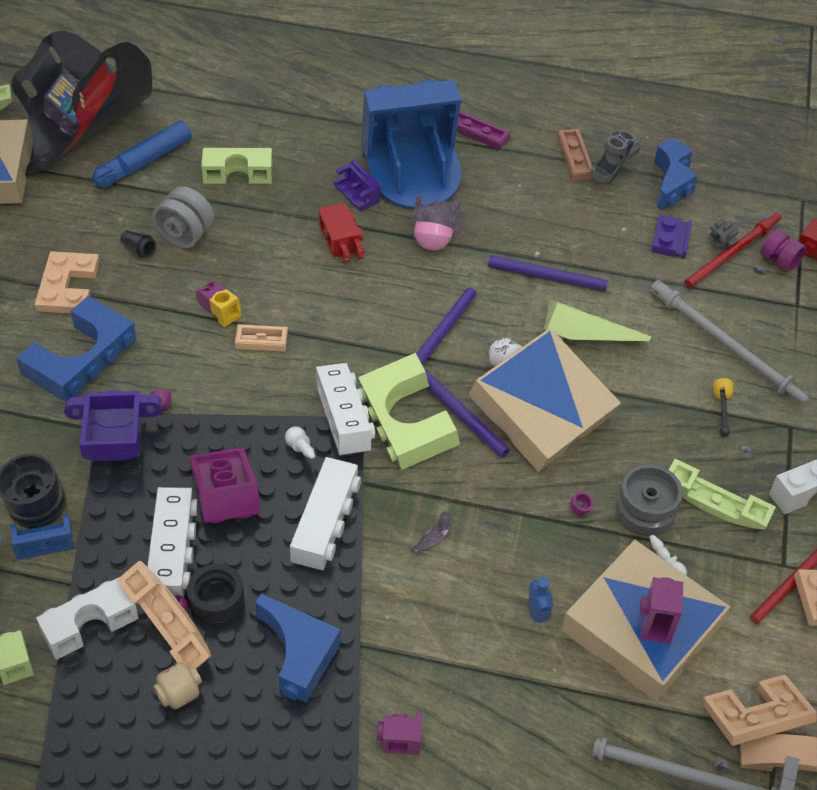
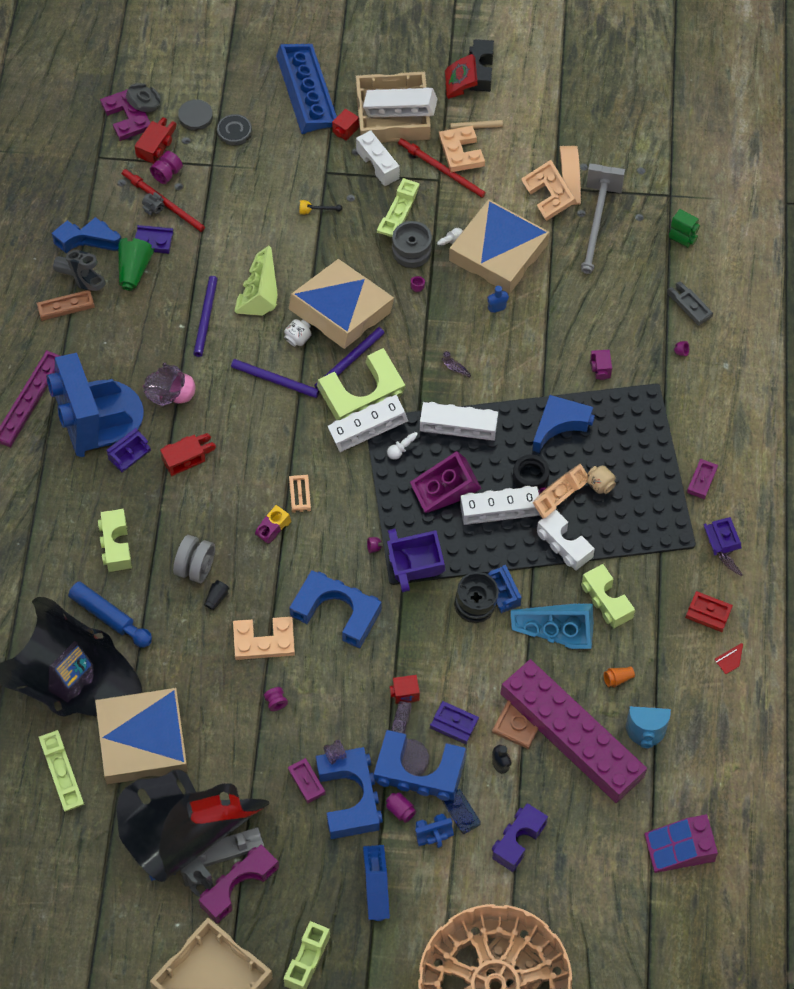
camera: 95 degrees left, 10 degrees up
(628, 205) = (133, 261): none -> green cone
(661, 609) = (509, 224): magenta brick -> none
(674, 300) = (223, 236): light grey bar -> none

